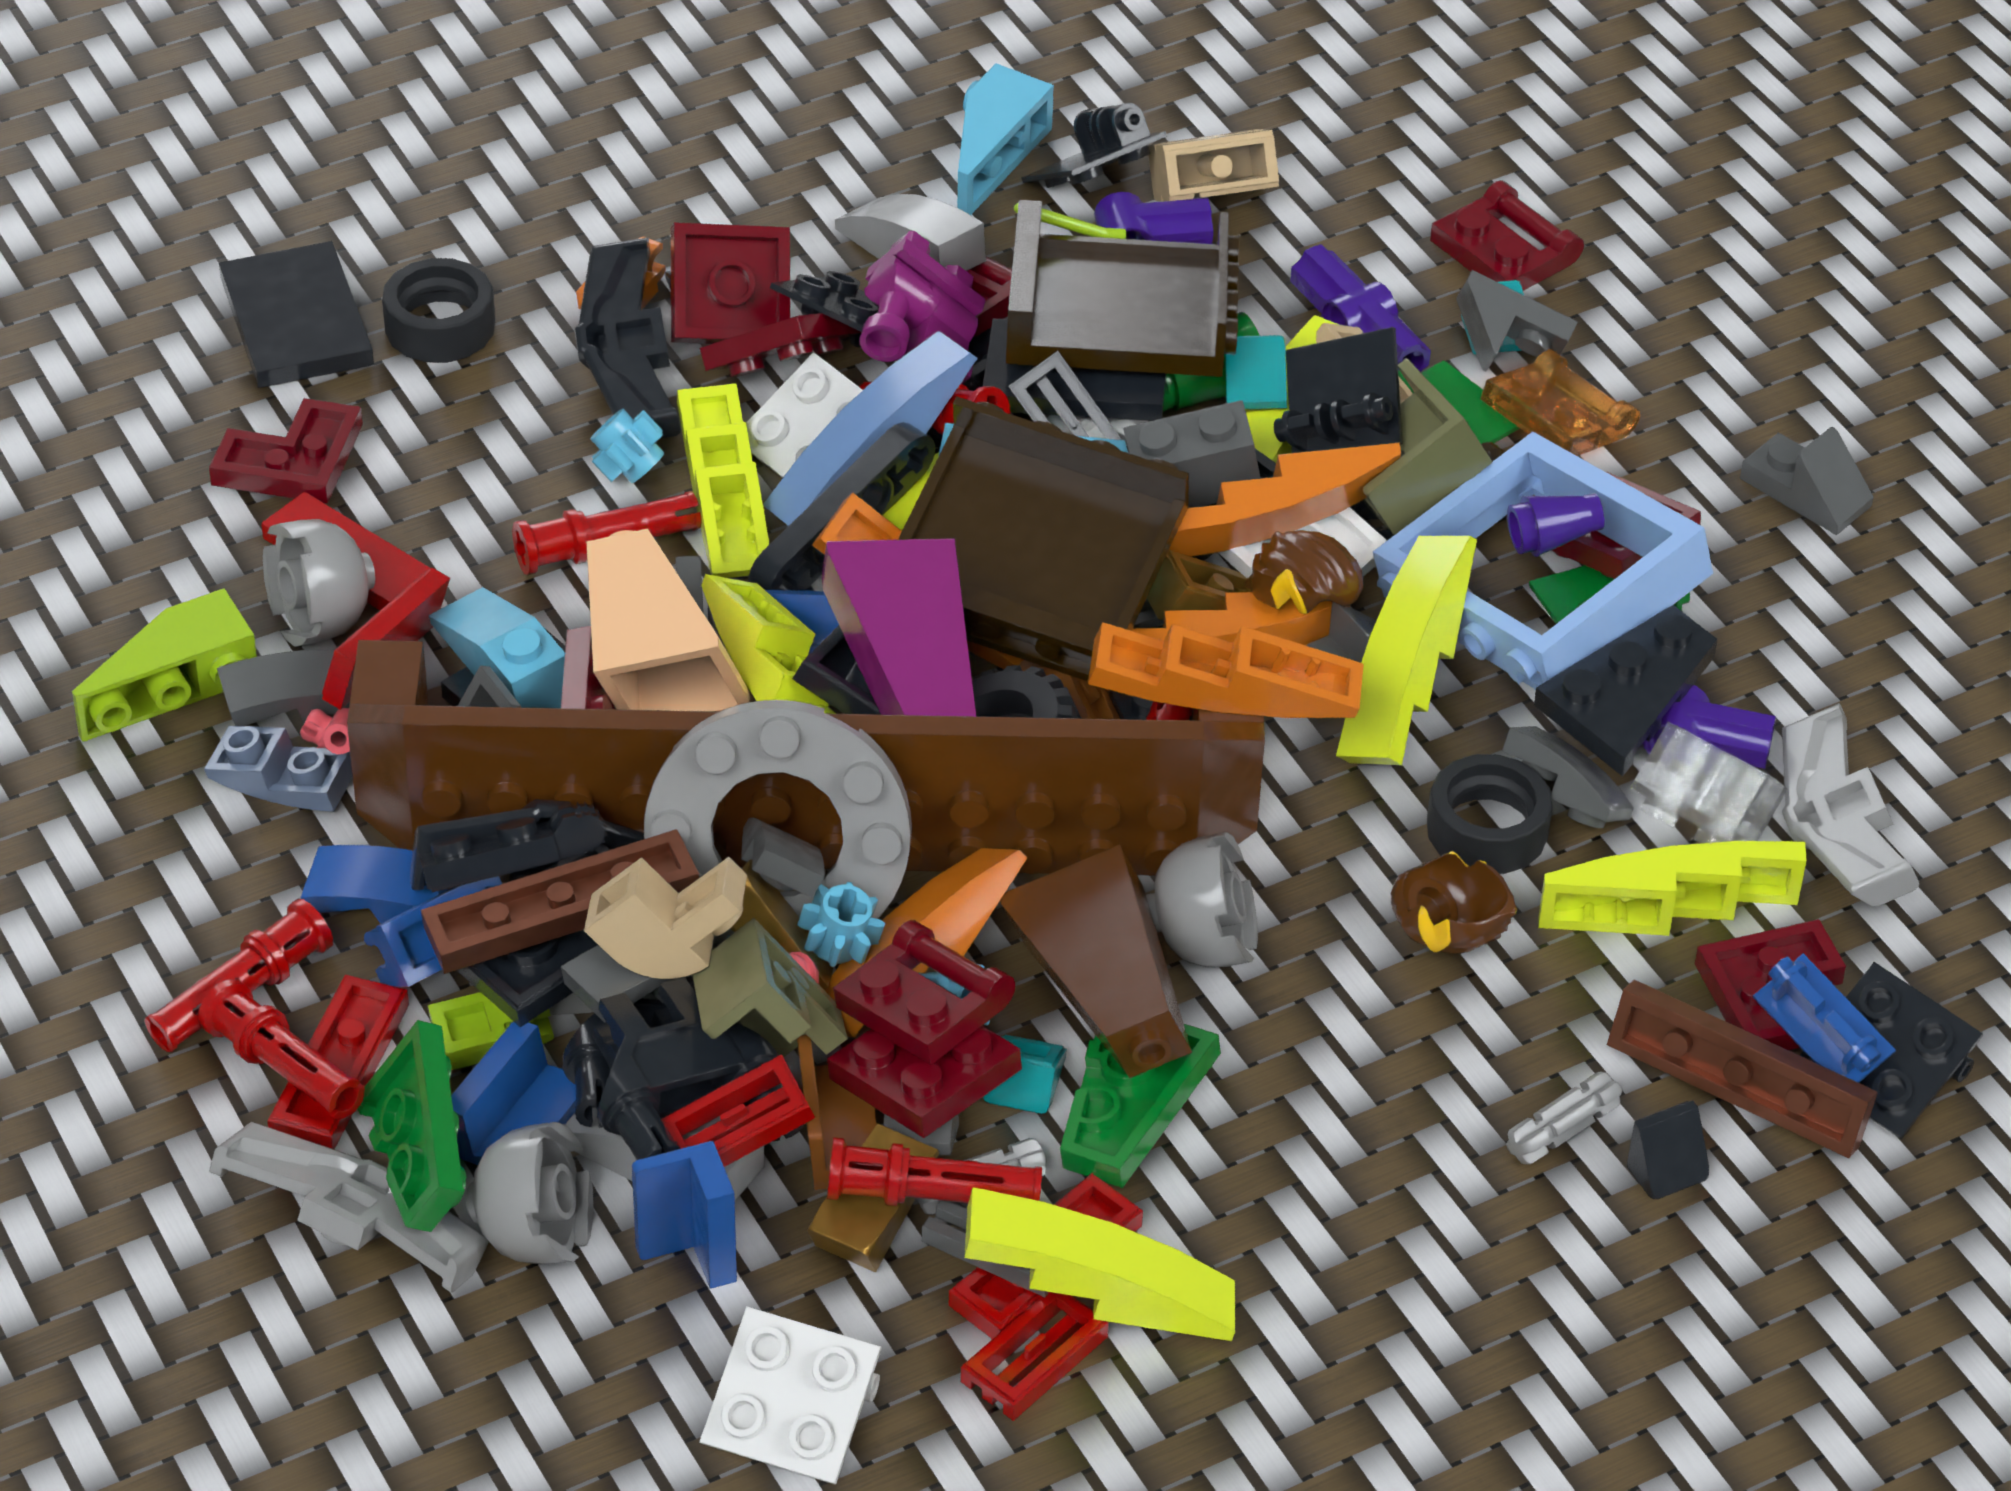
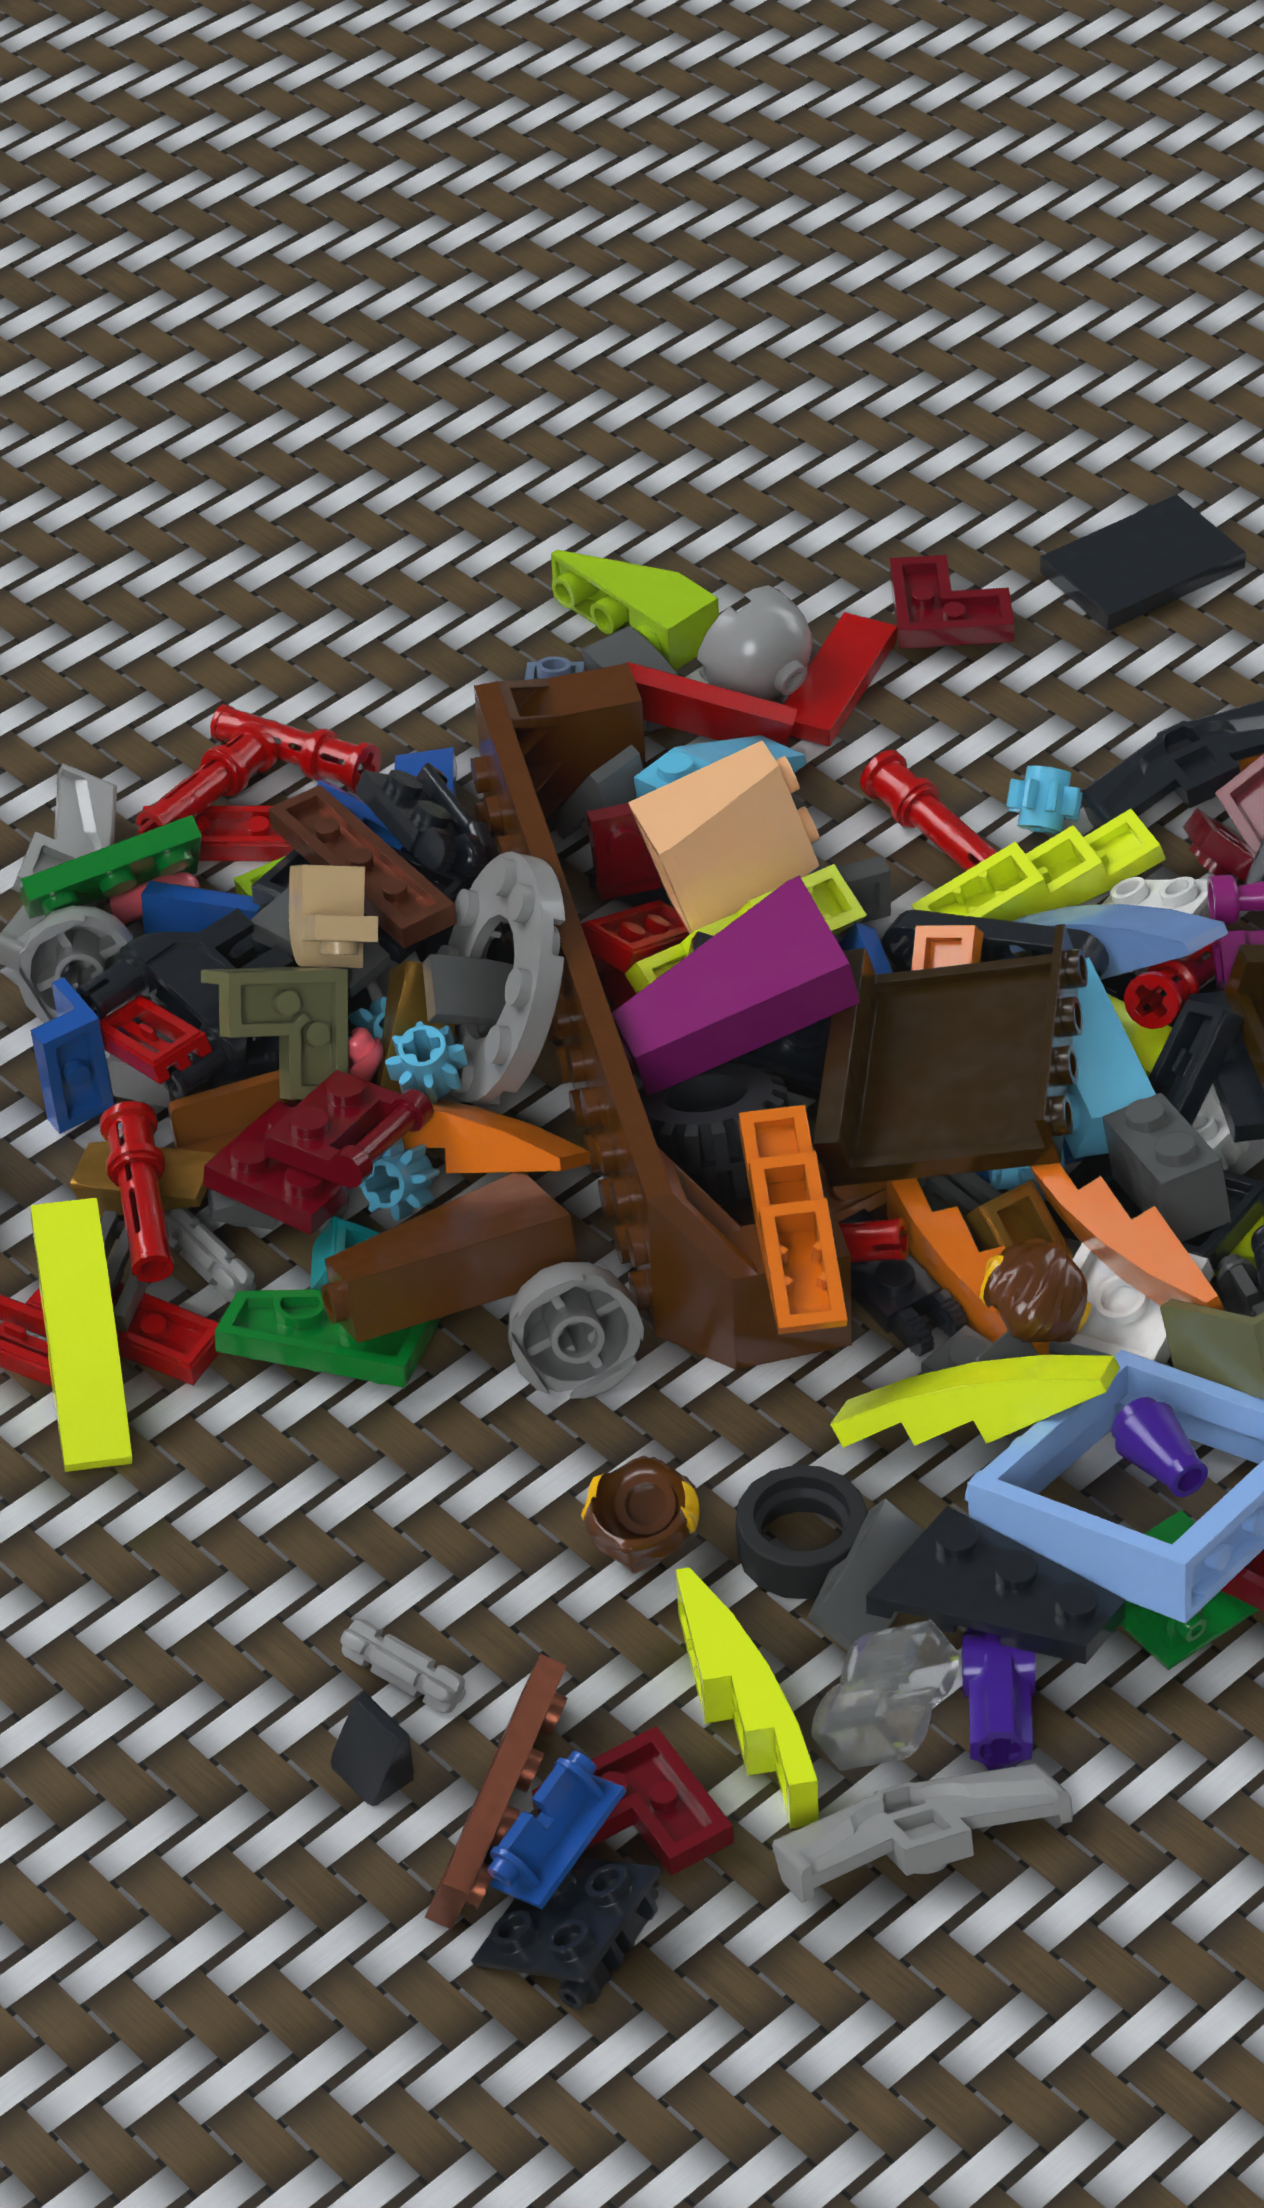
camera: 80 degrees right, 0 degrees up
(432, 282) = (1184, 668): black tyre -> none

